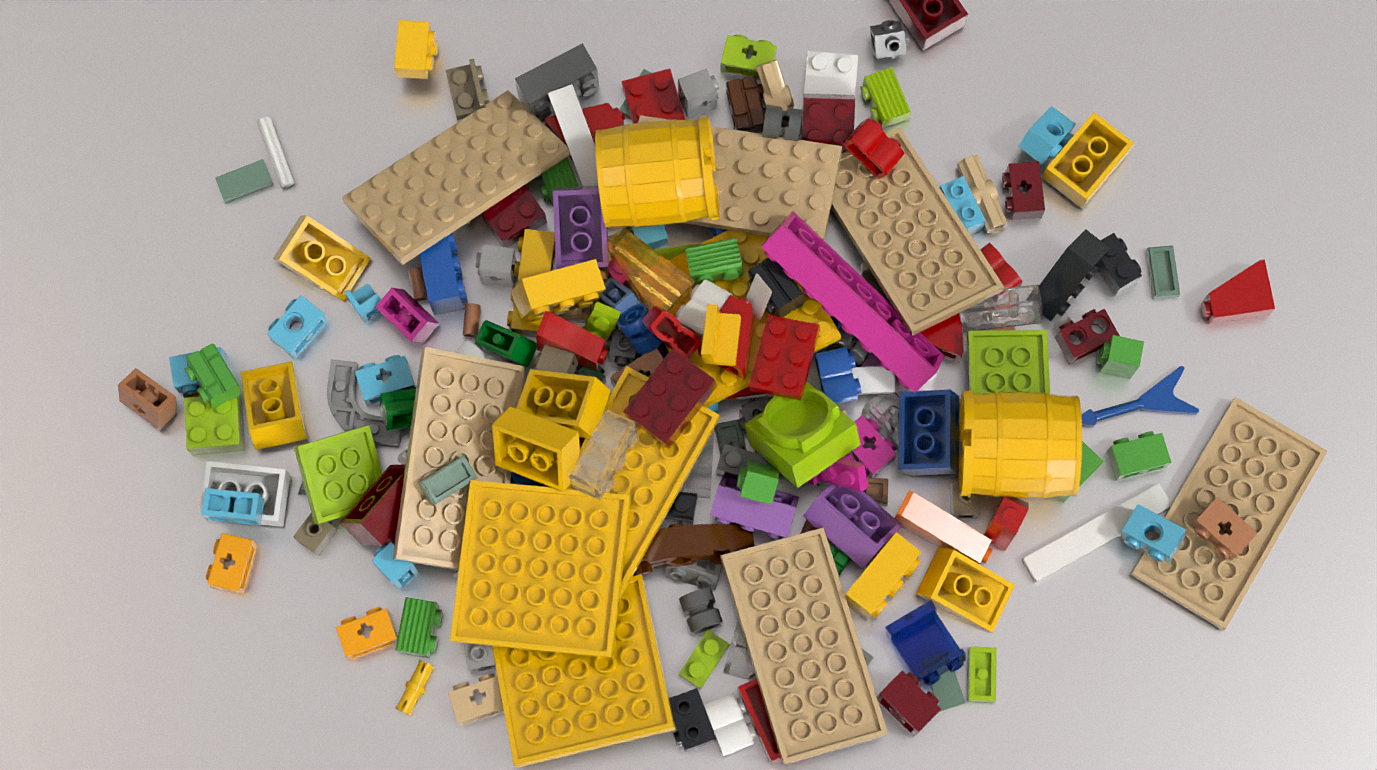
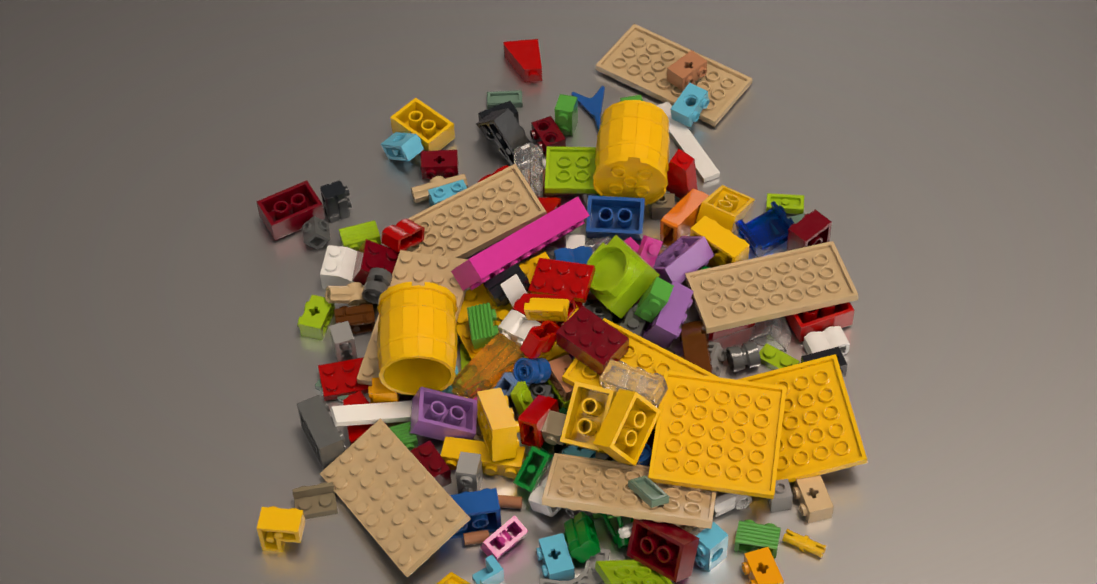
camera: 85 degrees left, 25 degrees down
(939, 57) = (335, 201): none -> black brick

